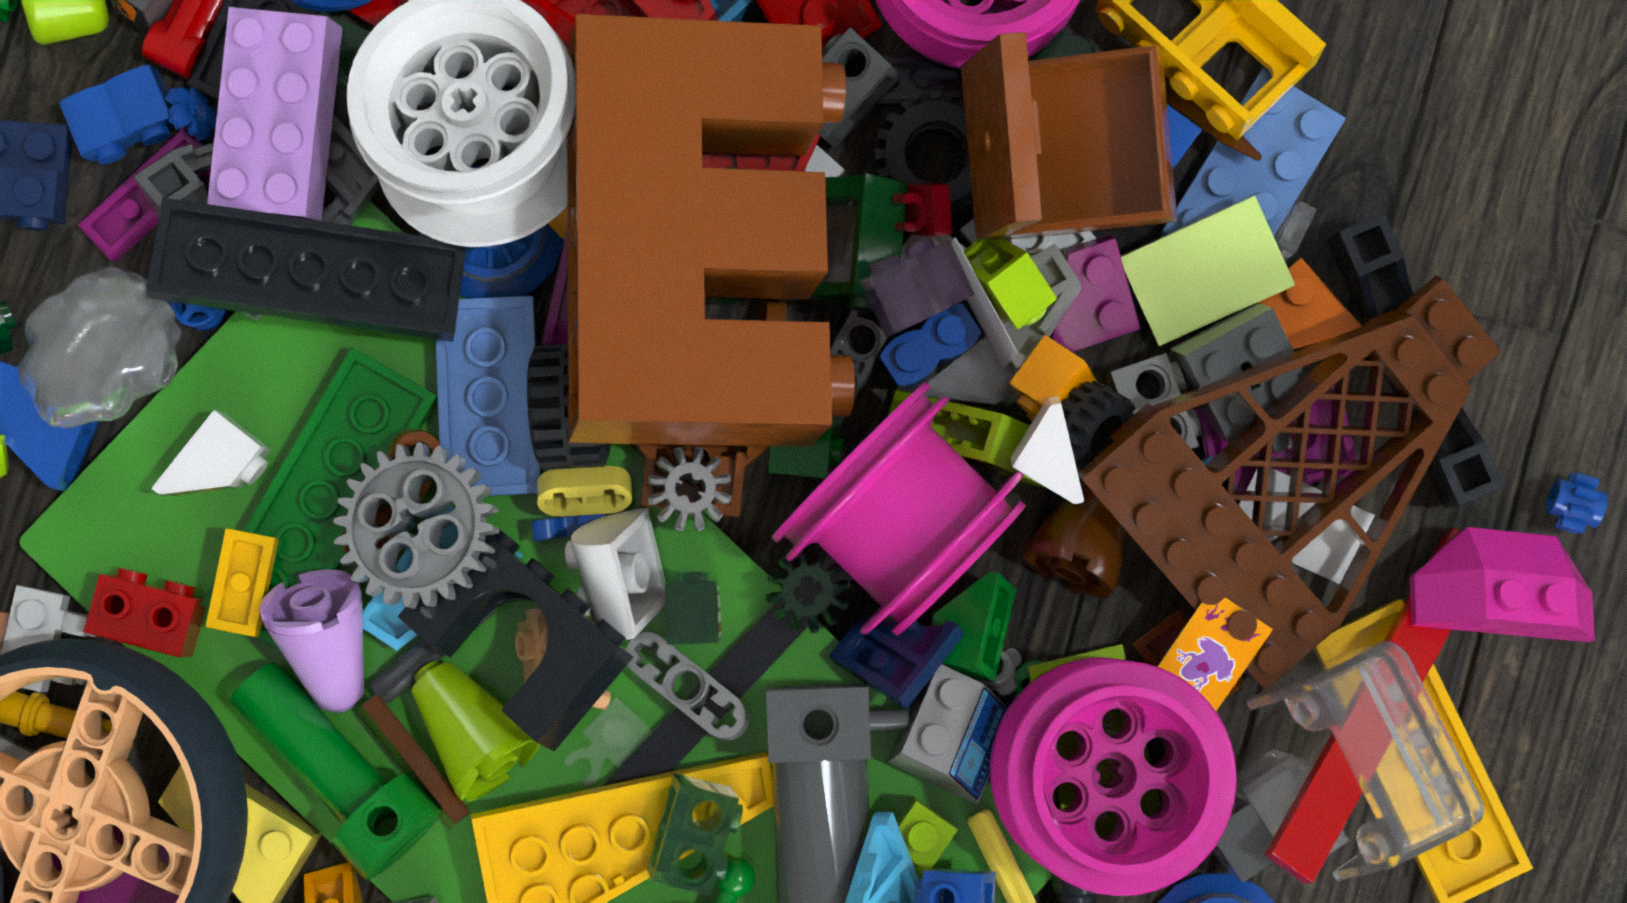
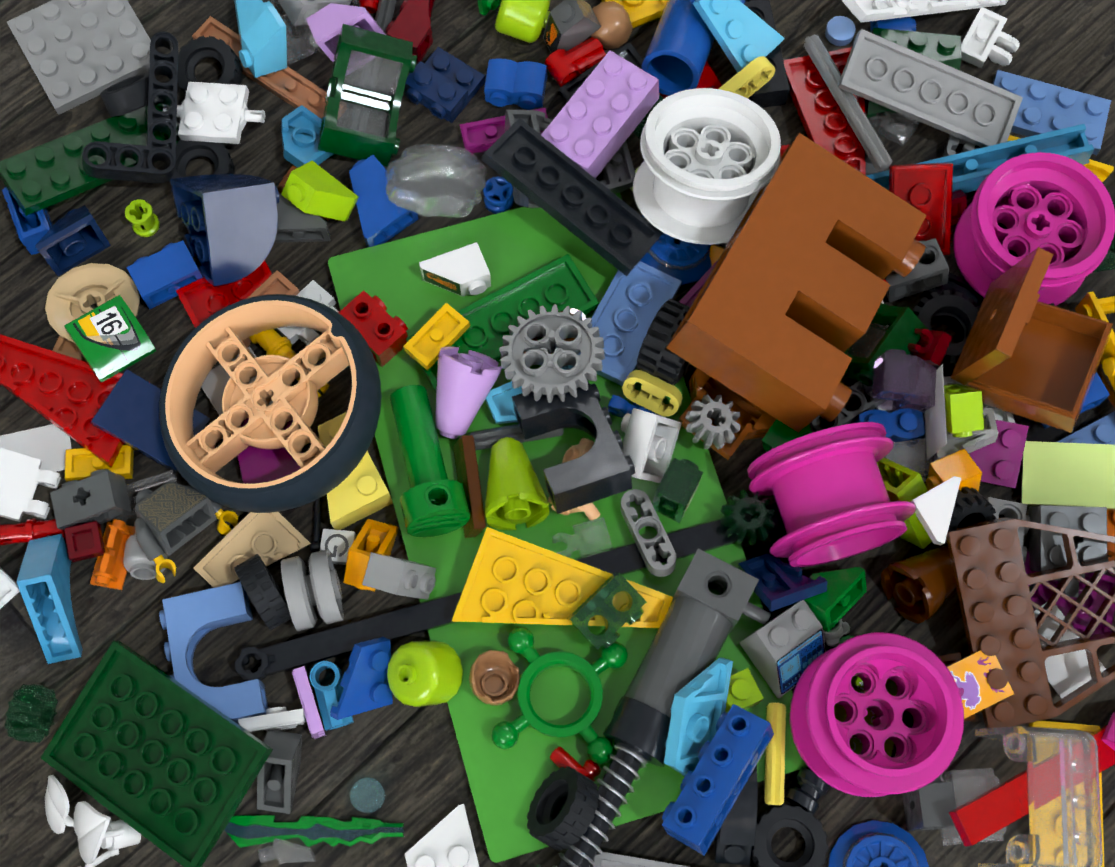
camera: 30 degrees right, 15 degrees down
(191, 109) = (552, 100): blue plant -> none

